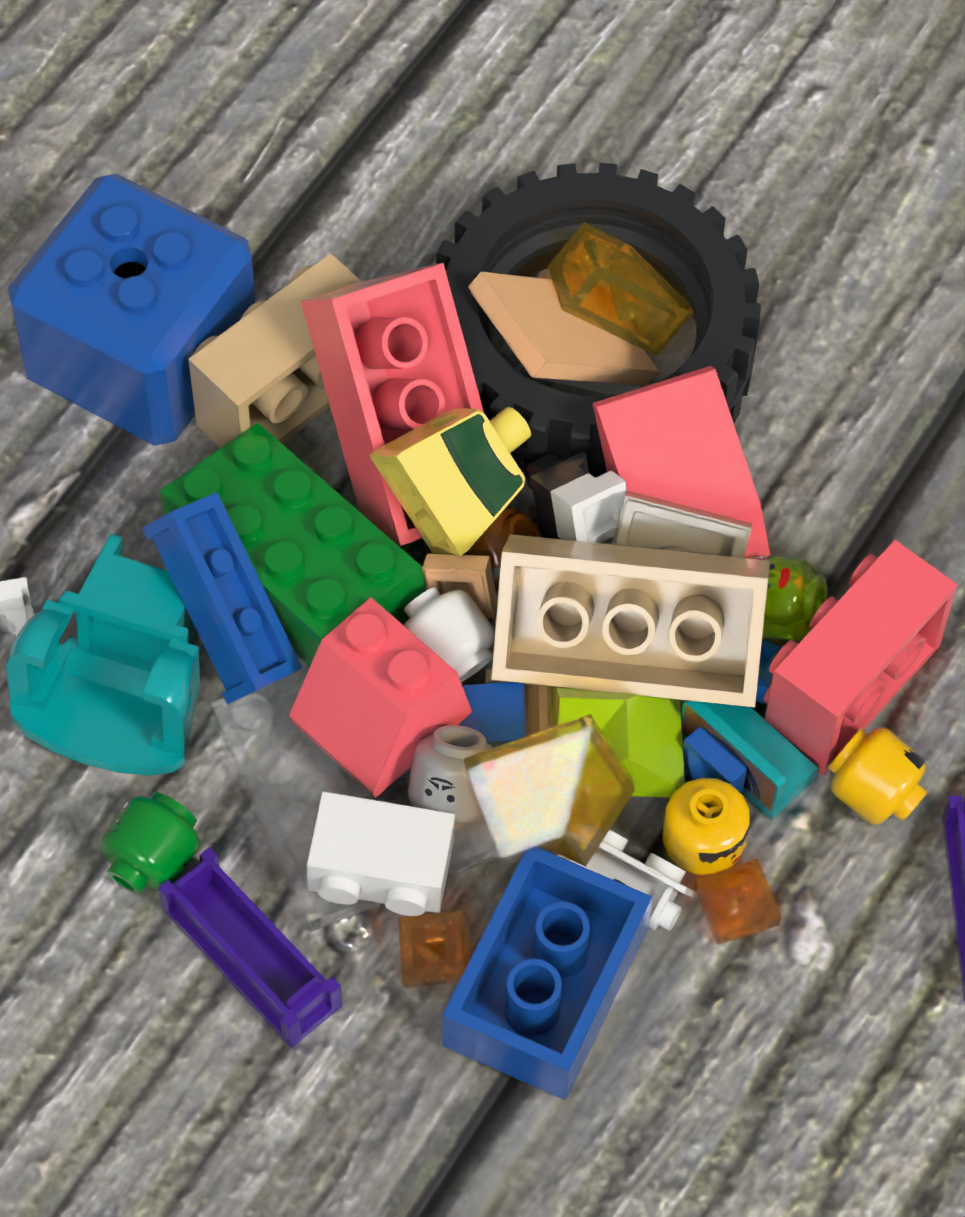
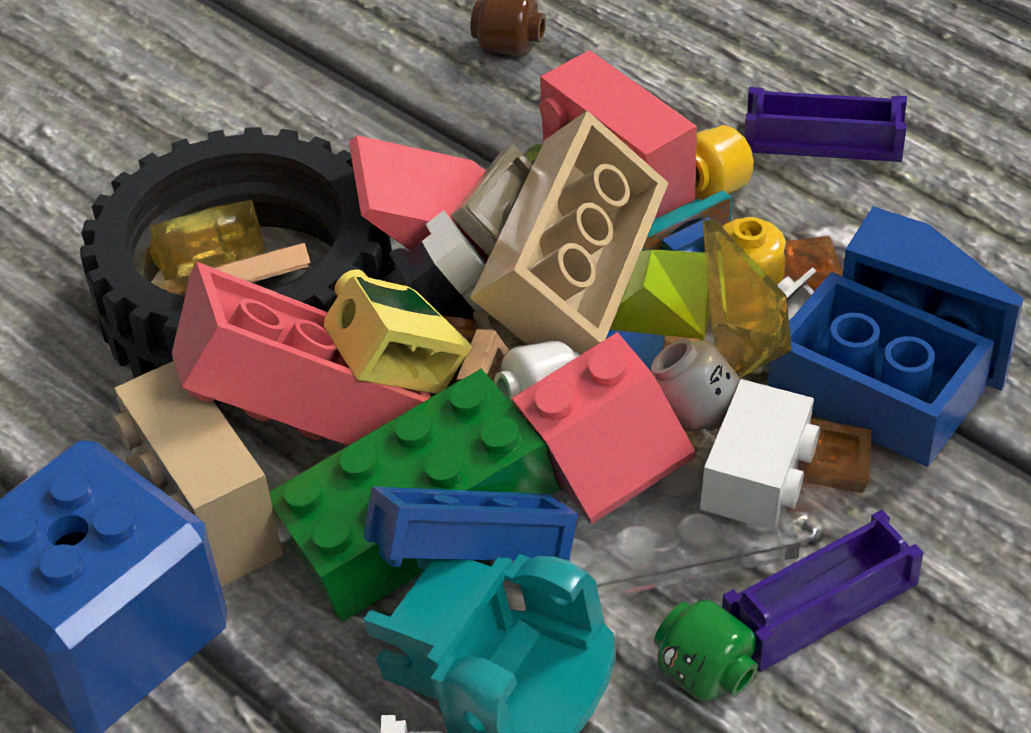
camera: 75 degrees left, 15 degrees down
(668, 983) = (934, 275): none -> blue slope

